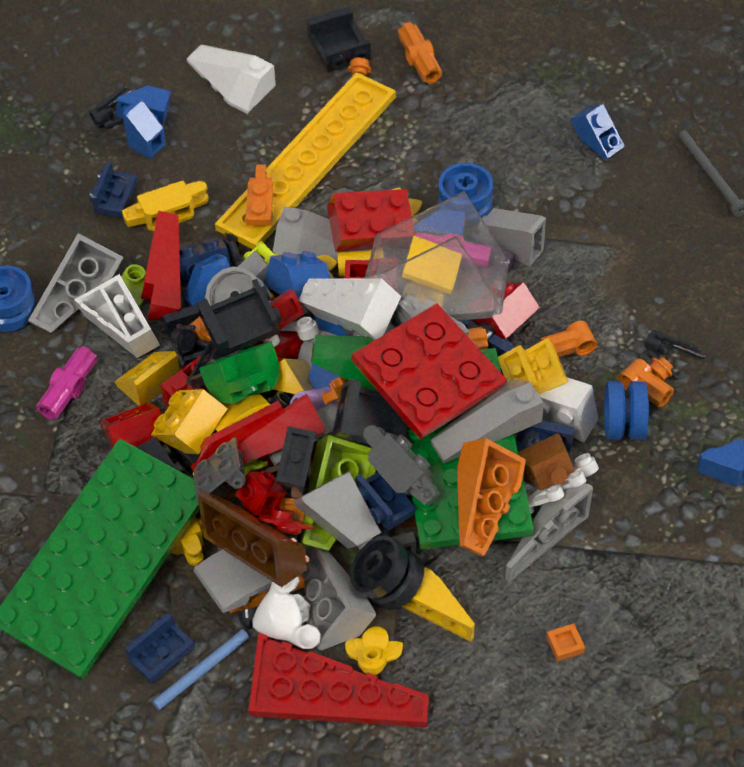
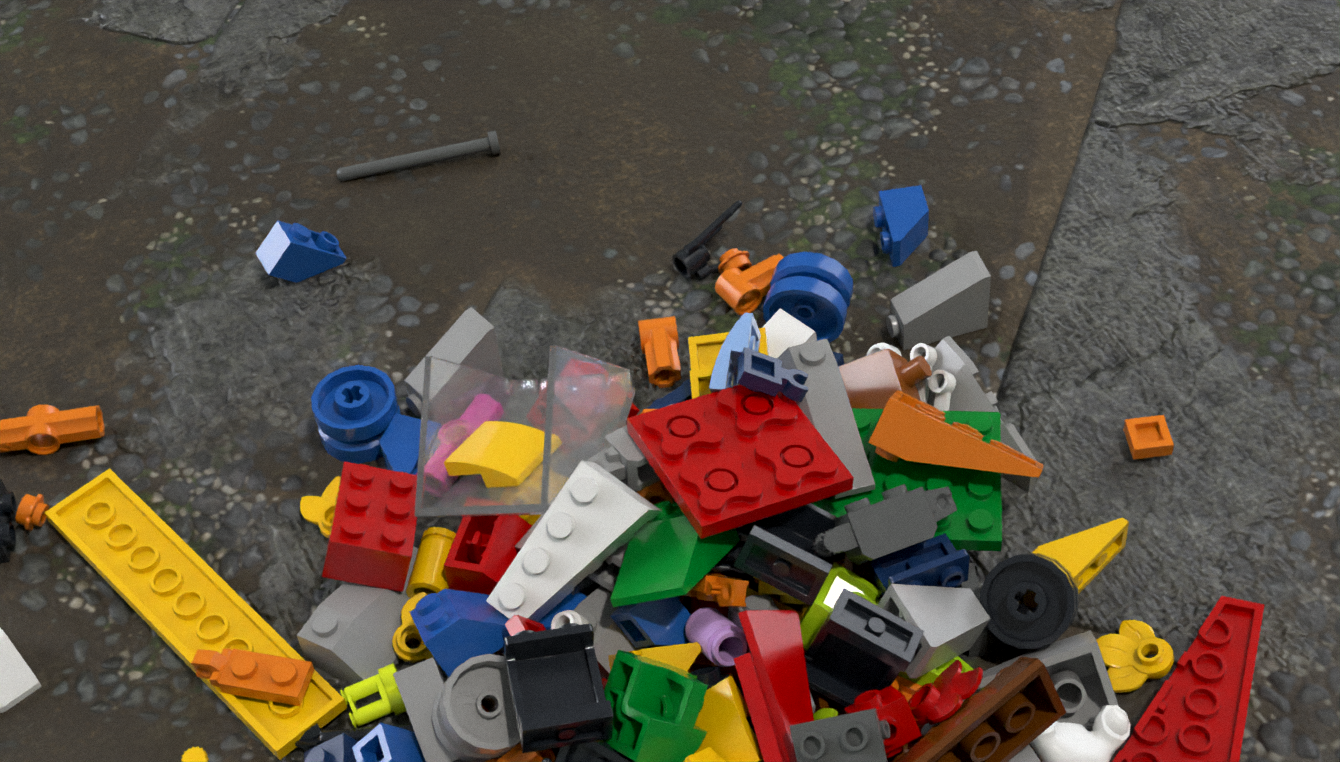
camera: 75 degrees left, 5 degrees down
(490, 366) = (766, 375): none -> dark blue plate
(514, 357) = (743, 334): none -> light blue slope
(650, 496) = (942, 304): none -> light grey slope

